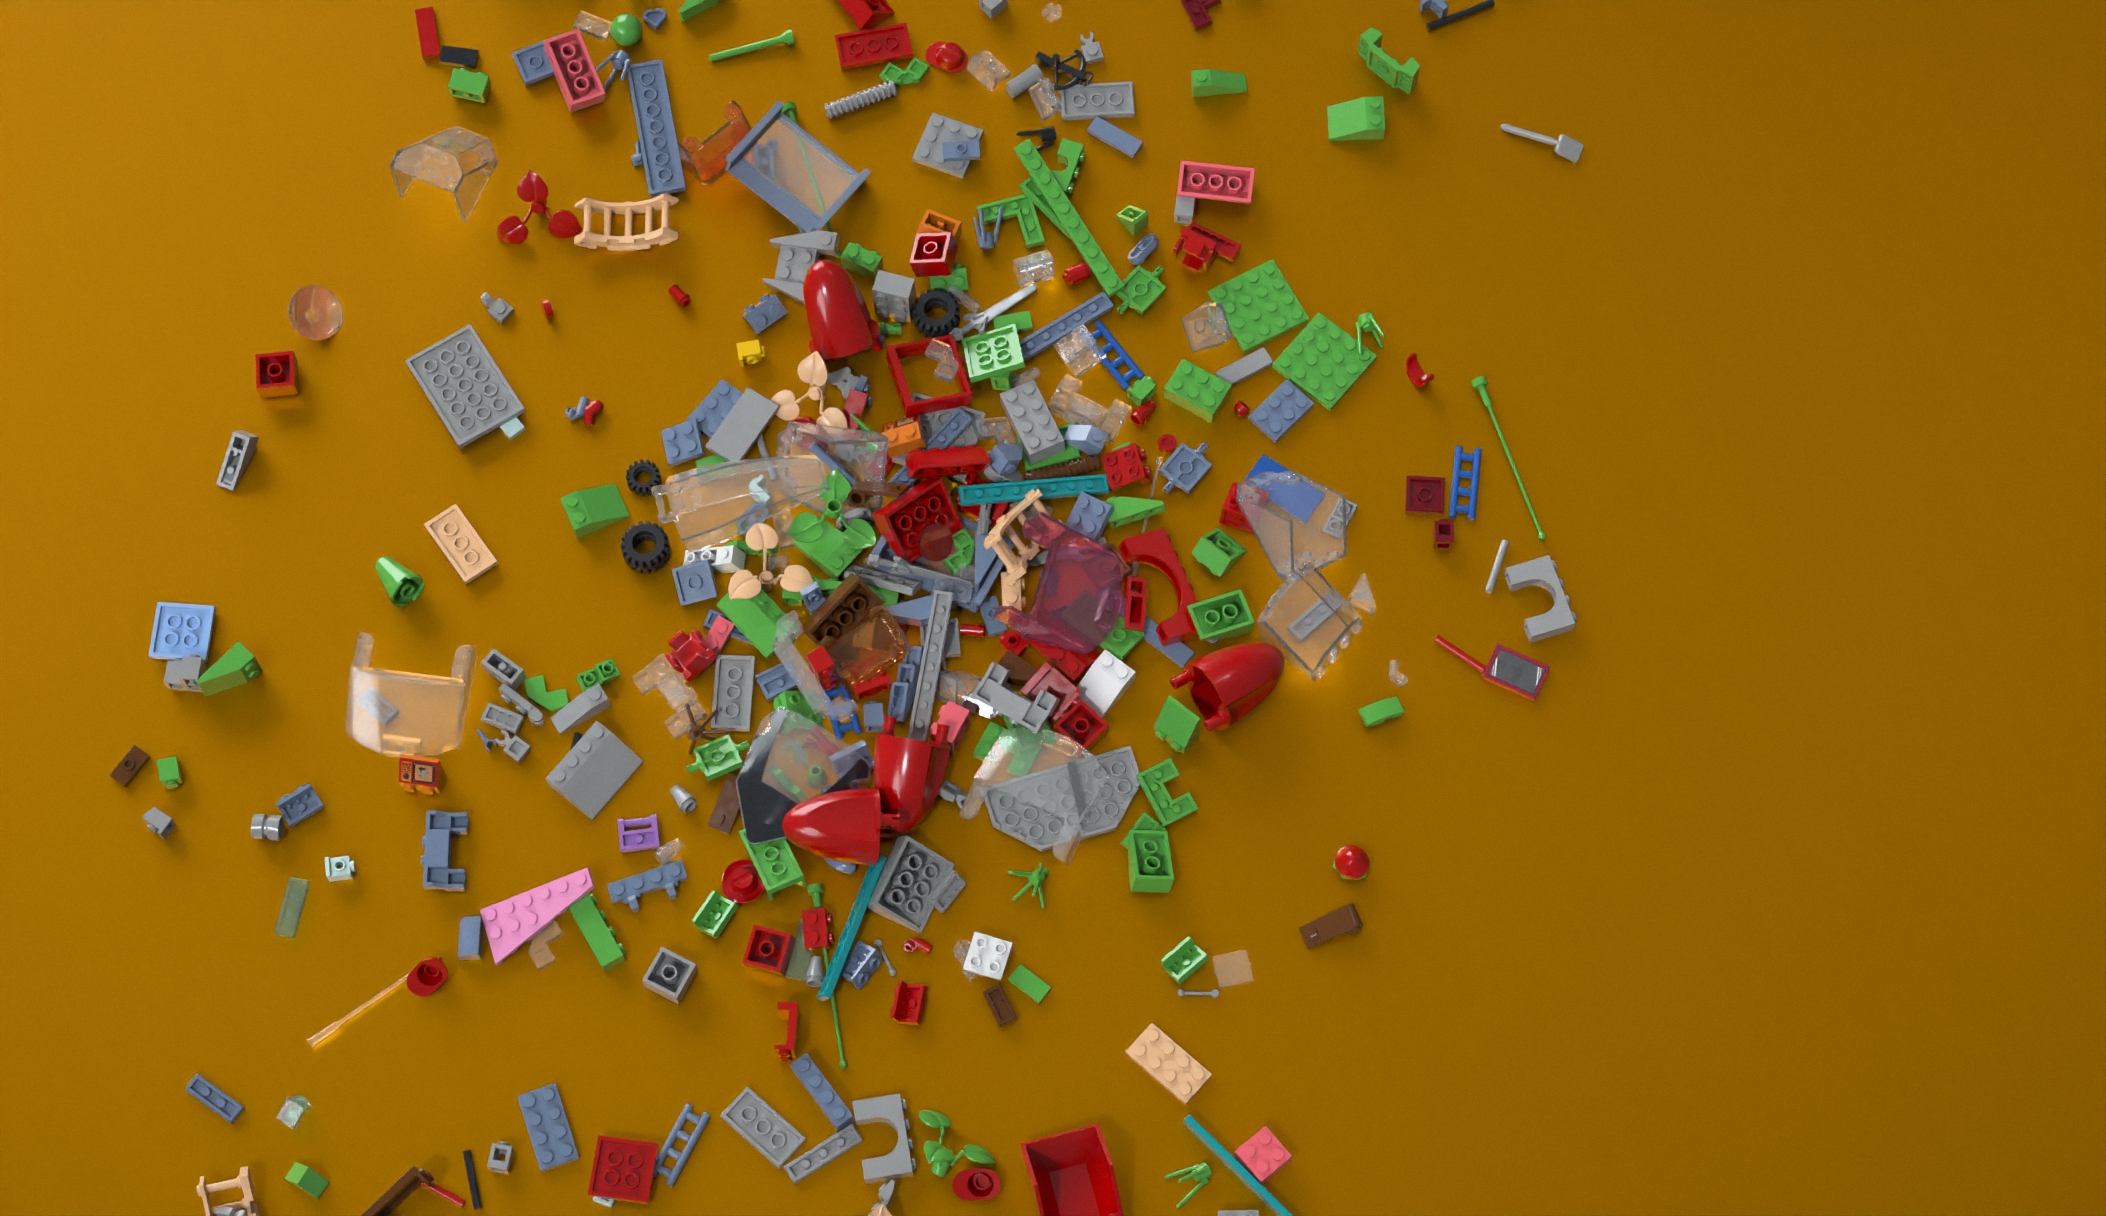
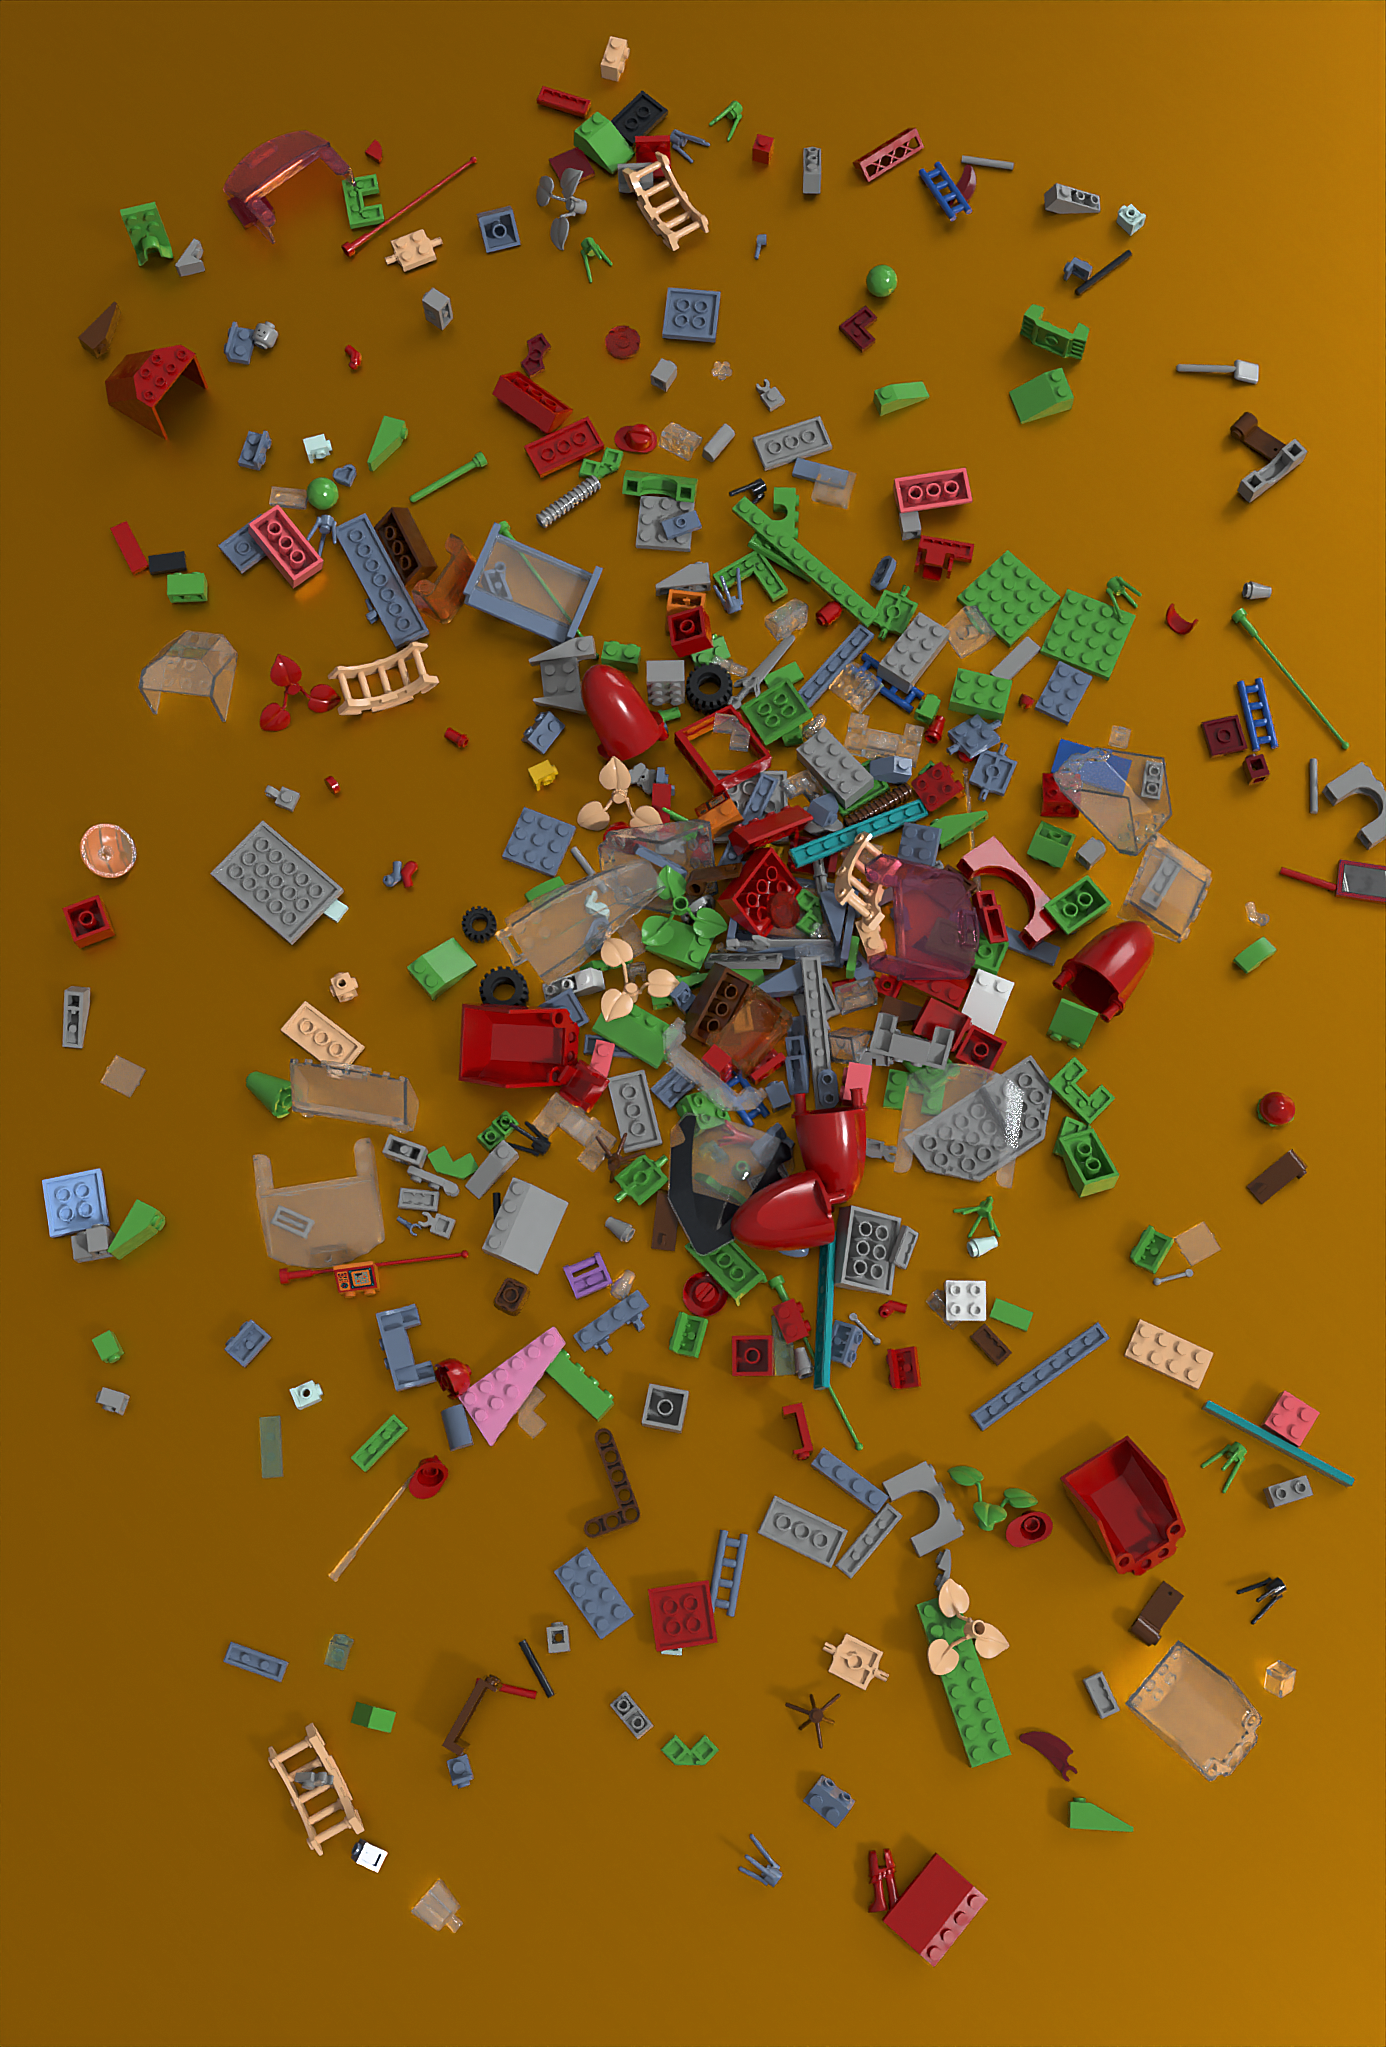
camera: 15 degrees left, 5 degrees up
(130, 766) = (66, 1351): reddish brown plate -> none
(263, 527) = (123, 1076): none -> clear piece
(263, 826) = (220, 1374): light grey wheel -> none
(355, 754) = (285, 1275): none -> red piece
(393, 932) = (379, 1443): none -> bright green plate
(469, 599) = (352, 1094): none -> clear windscreen
(481, 890) = (453, 1376): none -> red cylinder
(496, 500) = (346, 992): none -> light nougat brick
(560, 833) = (511, 1297): none -> reddish brown piece
(601, 1036) = (617, 1487): none -> reddish brown beam
(634, 699) = (539, 1143): none -> black plant
(639, 598) = (516, 1045): none -> red windscreen
(683, 442) = (506, 879): sand blue plate -> none
(689, 100) = (405, 546): none -> reddish brown slope
(742, 426) = (559, 848): light grey tile -> none
(923, 721) = (827, 1088): none -> sand blue plate
(952, 204) = (691, 578): none -> light grey slope
(969, 113) = (643, 483): none -> bright green arch
(979, 642) = (856, 995): none -> clear brick
(987, 605) = (852, 958): none -> bright green tile
(1022, 911) = (980, 1246): none -> light aqua cone
(1038, 1049) = (1039, 1376): none -> sand blue tile
(1045, 98) = (743, 454): clear bracket -> none
(1059, 67) = (746, 420): black piece -> none
(1121, 153) = (833, 486): none -> clear slope
(1133, 219) = (864, 546): bright green slope -> none
(1145, 333) = (913, 653): none -> light grey brick
(1177, 429) = (973, 736): none -> sand blue plate
(1254, 570) = (1090, 853): none -> light grey brick
(1321, 468) = (1119, 737): none -> clear tile
(1362, 597) = (1201, 849): clear slope -> none
(1504, 363) = (1254, 590): none -> light grey cone
(1550, 207) = (1249, 433): none -> reddish brown door
(1576, 245) = (1282, 464): none -> light grey arch

